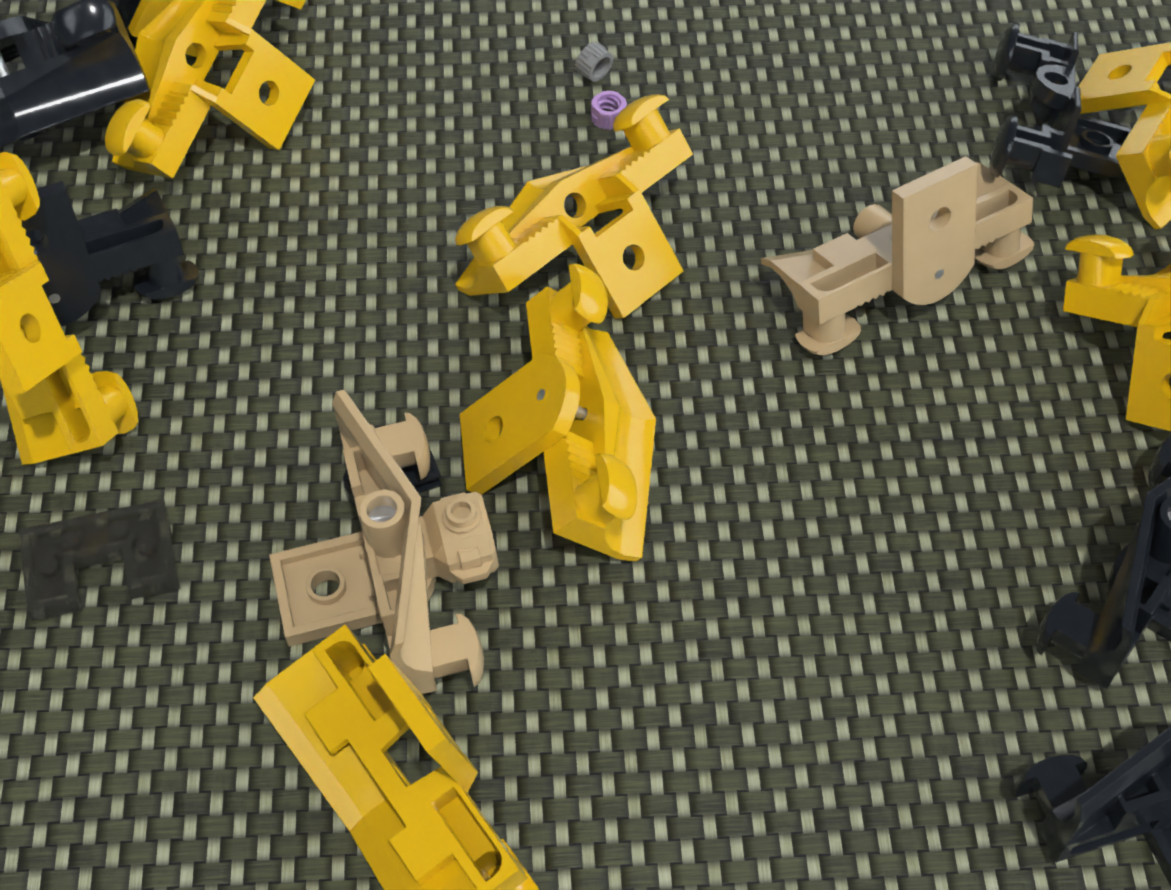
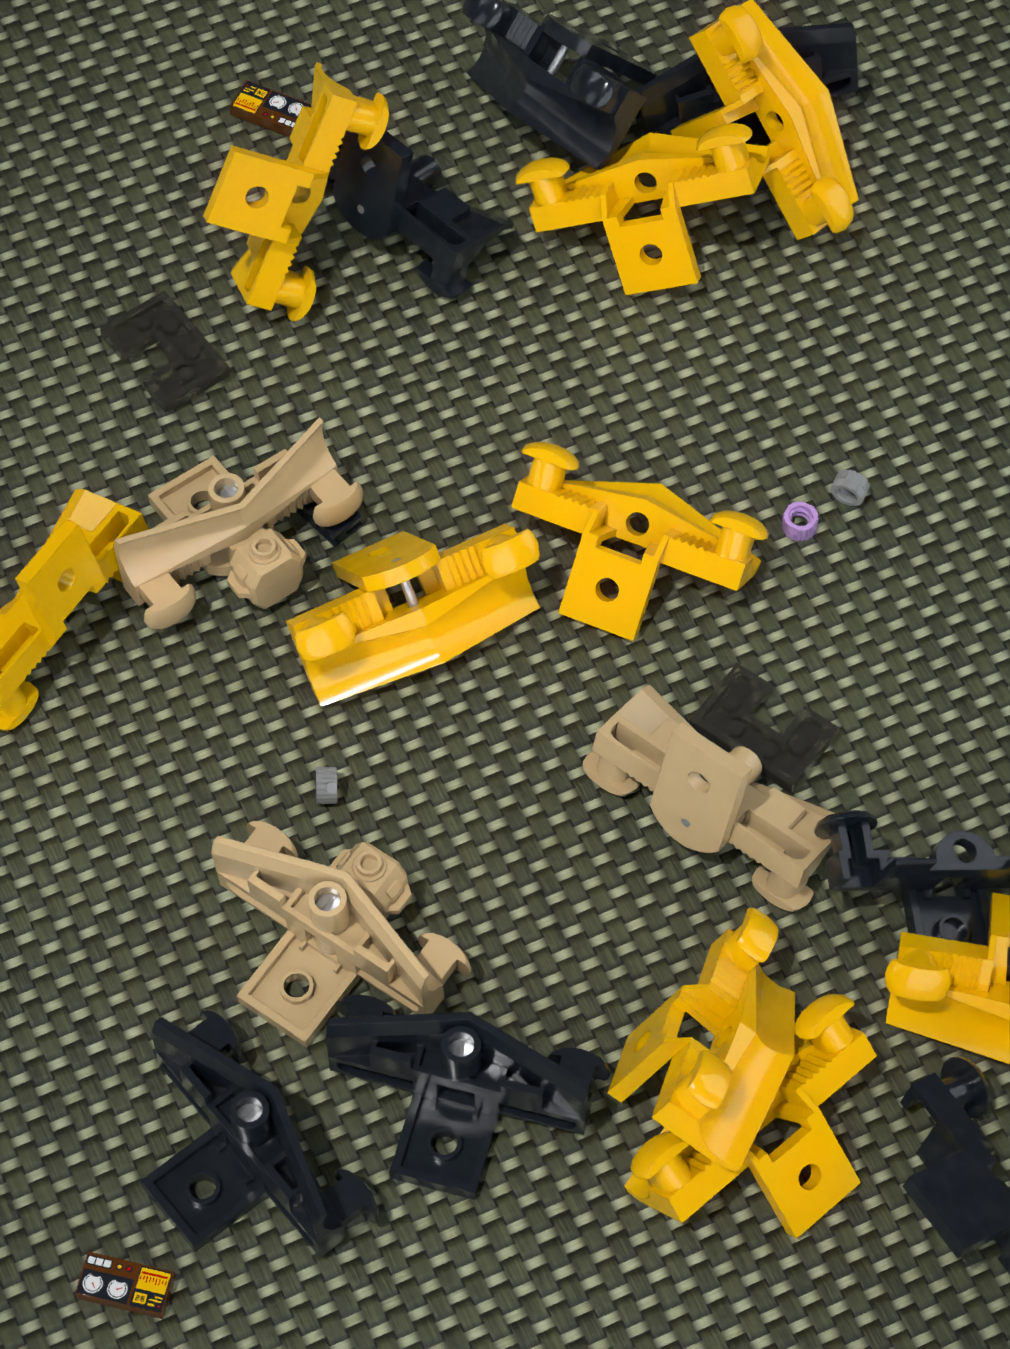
camera: 70 degrees right, 5 degrees up
(750, 580) = (326, 785): none -> light grey axle
(806, 227) = (728, 723): none -> clear smoke plate
(950, 620) = (333, 930): none -> tan piece

